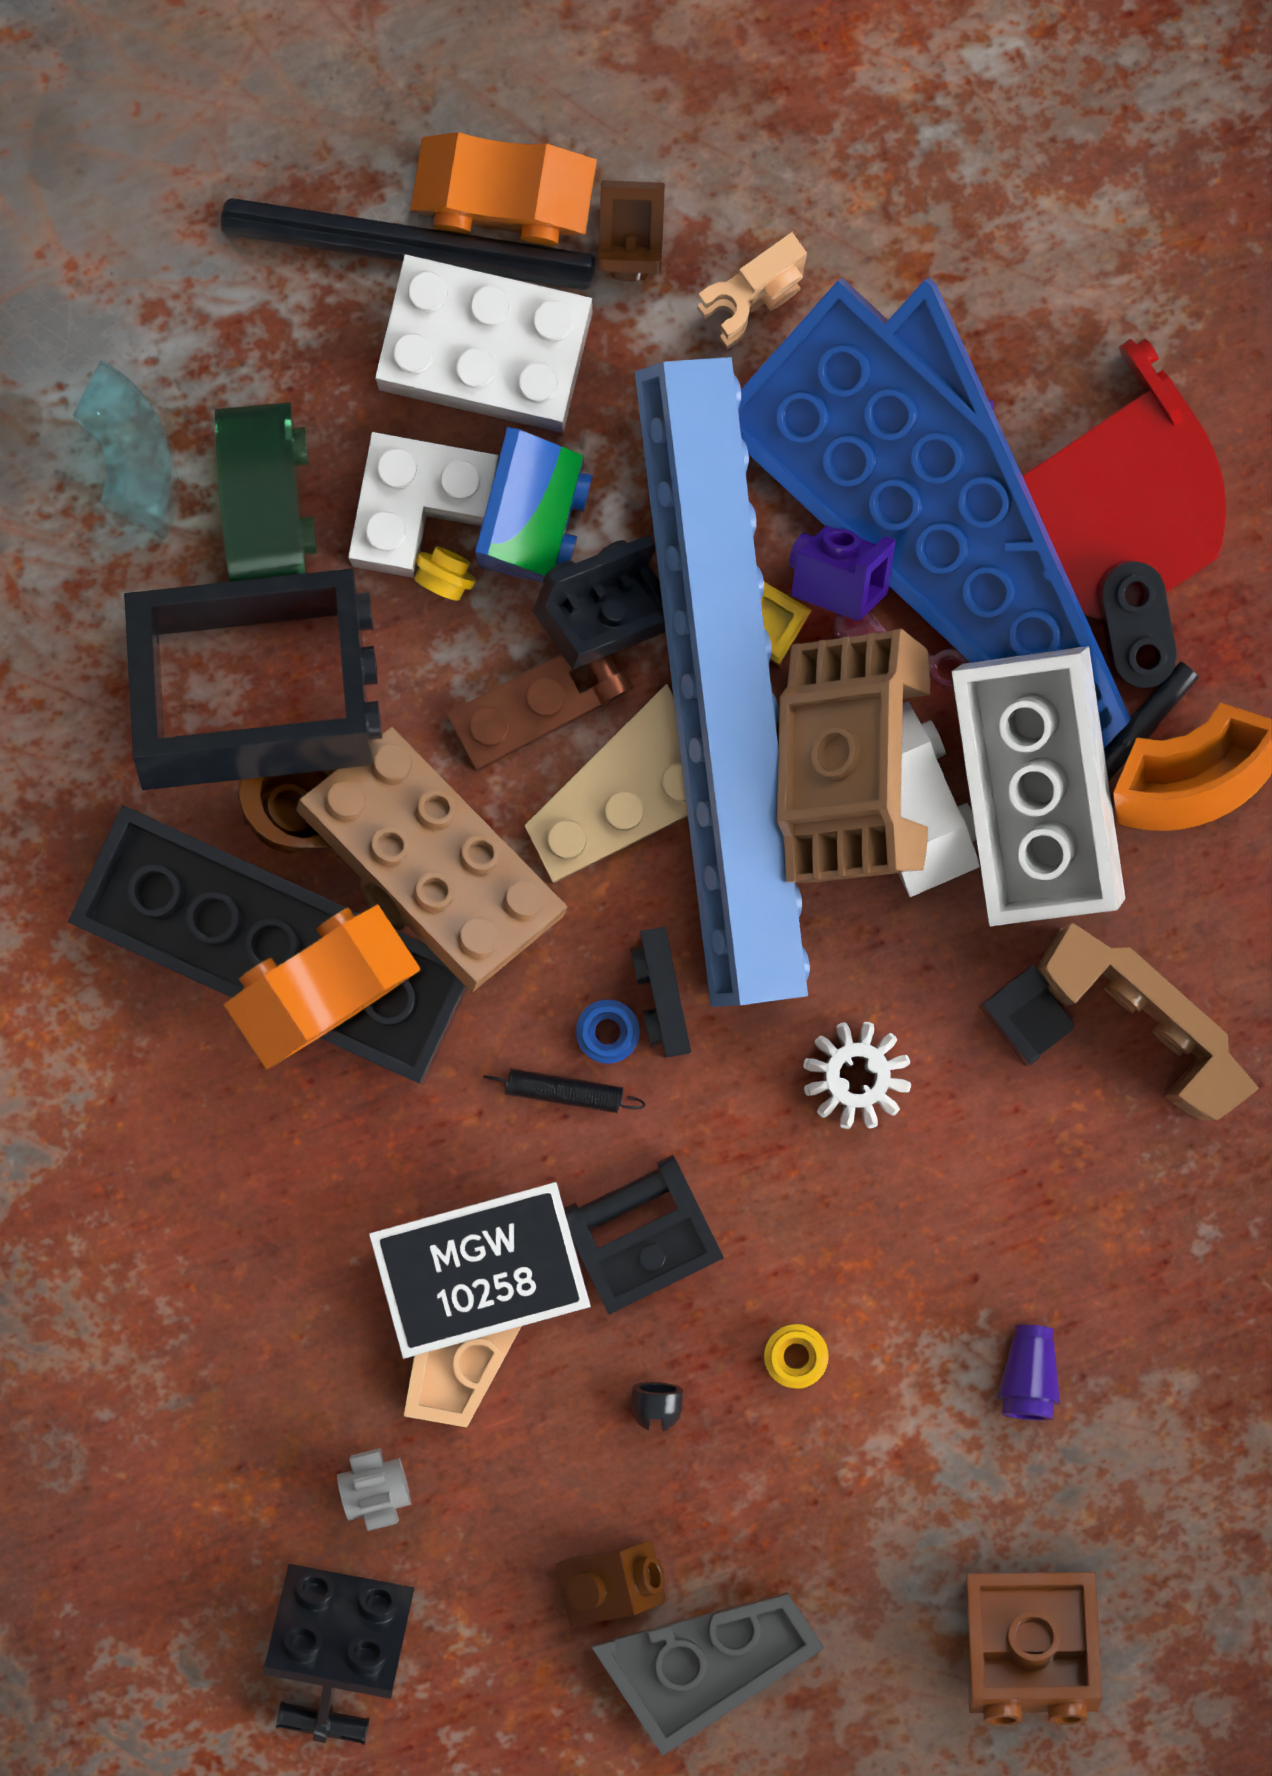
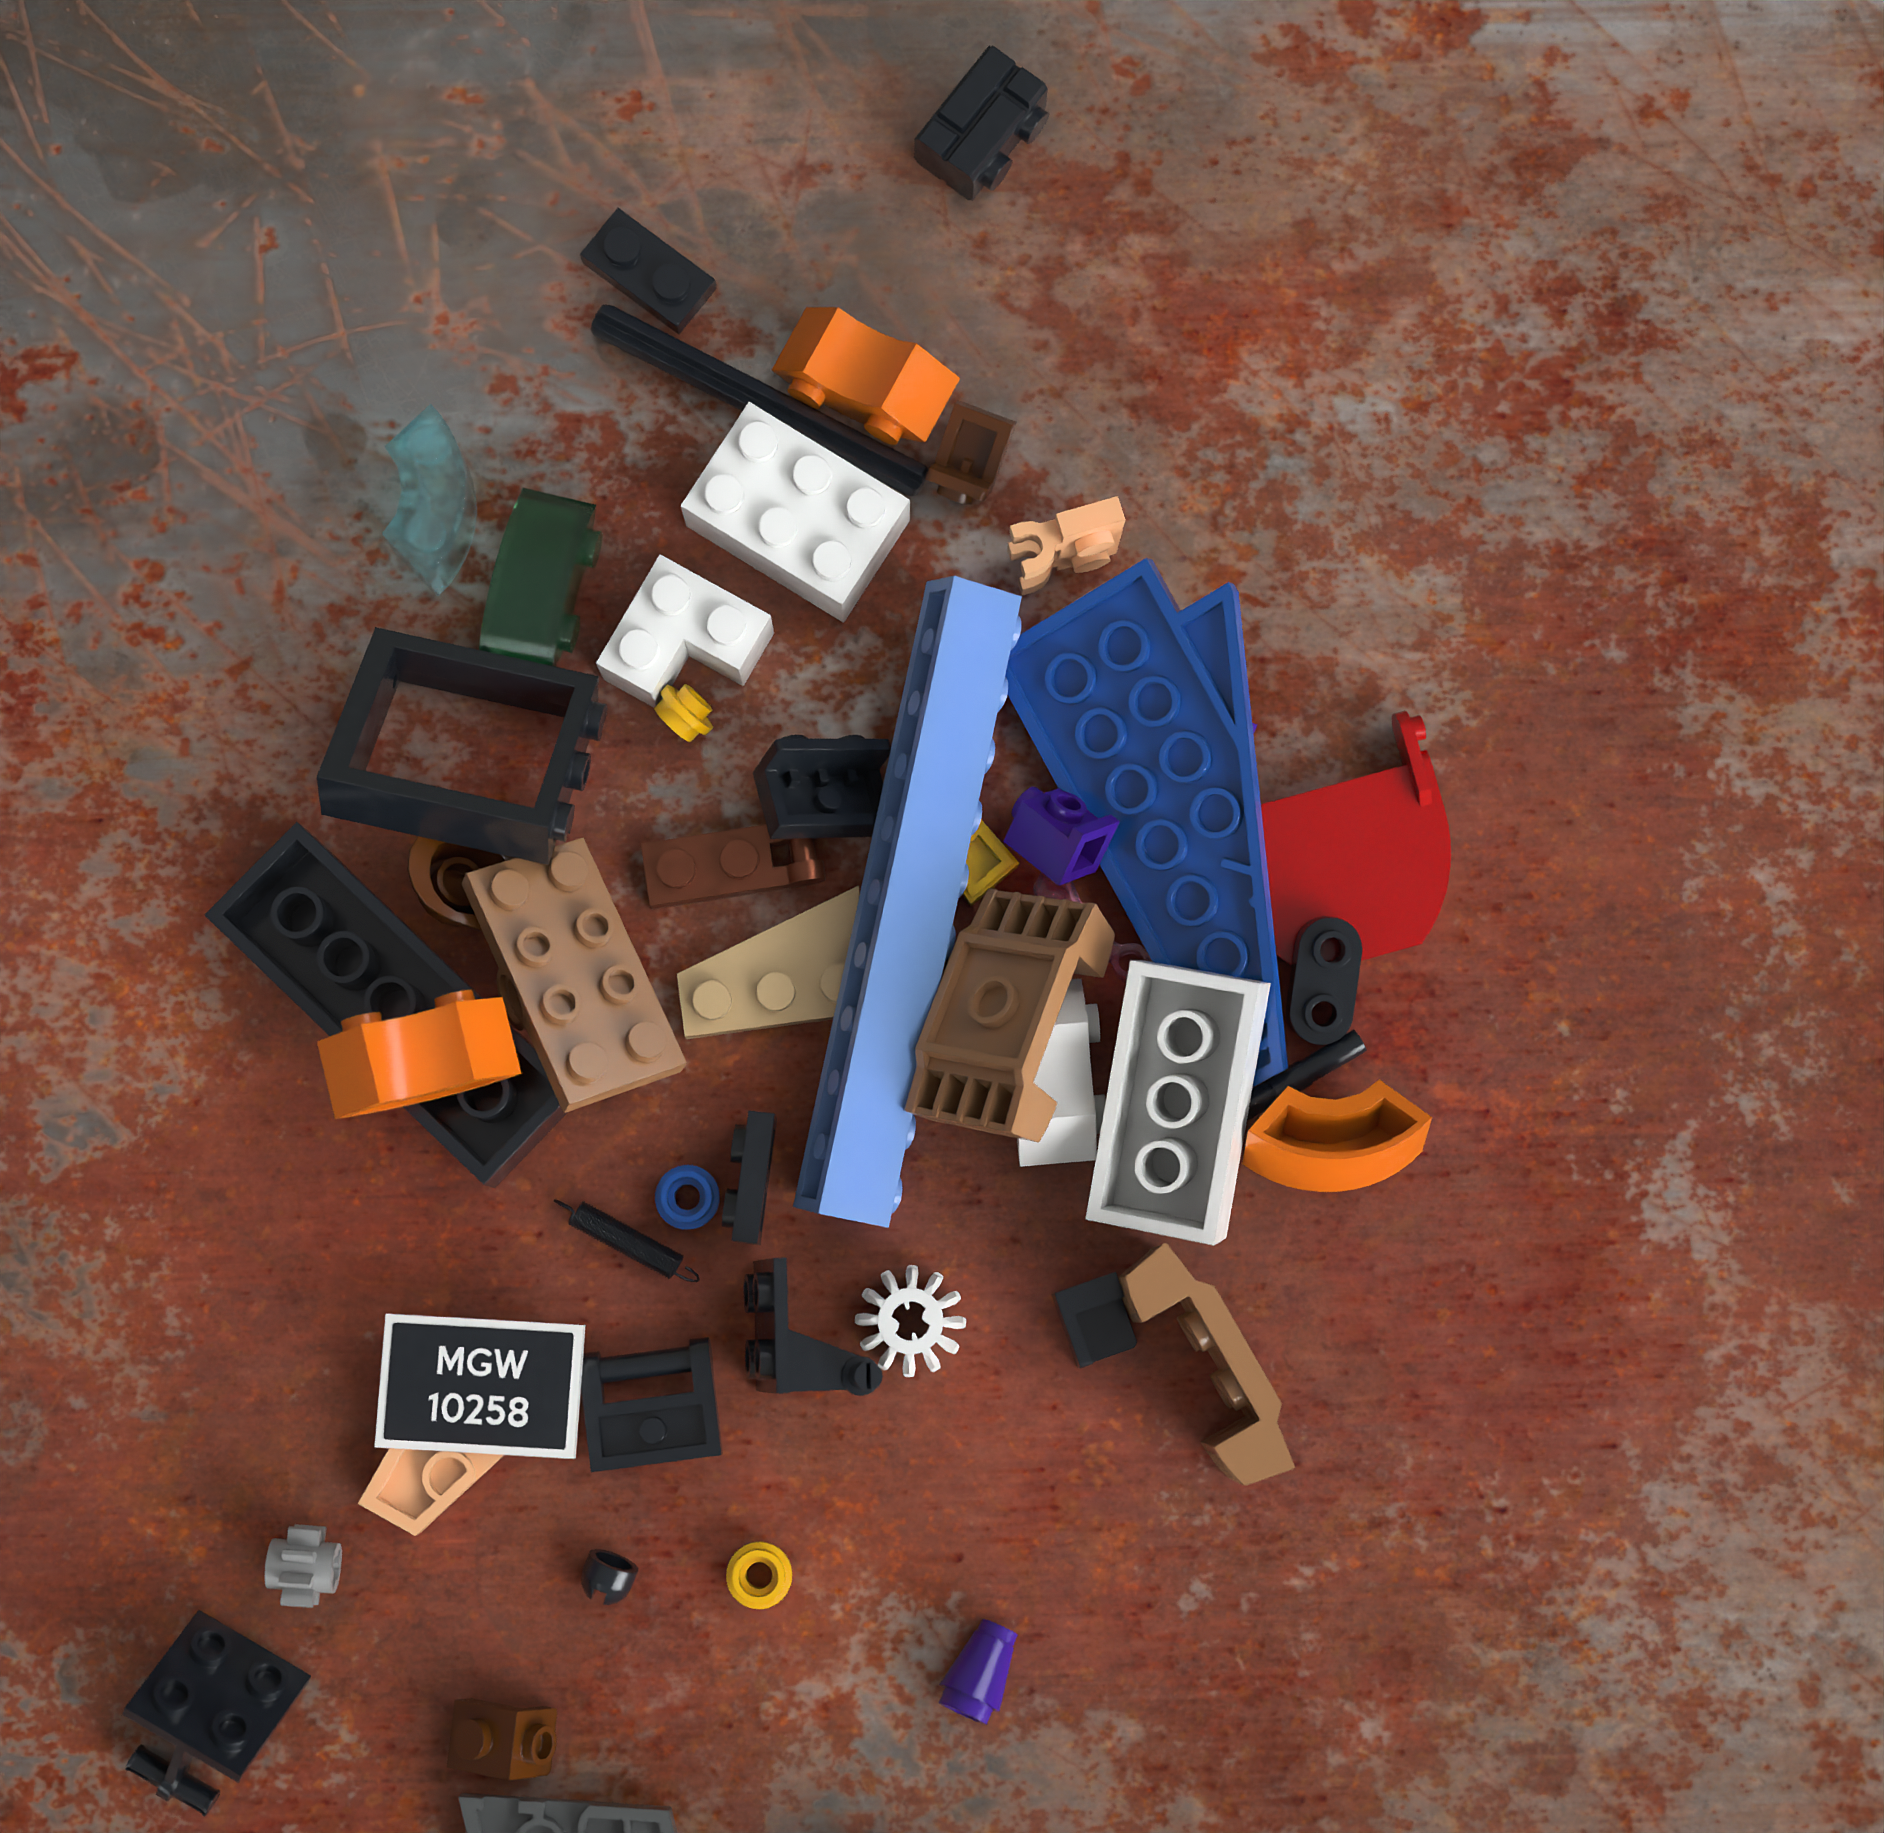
camera: 15 degrees right, 5 degrees down
(255, 151) = (648, 271): none -> black plate
(532, 507) = (785, 673): slope -> none
(756, 1149) = (789, 1360): none -> black plate

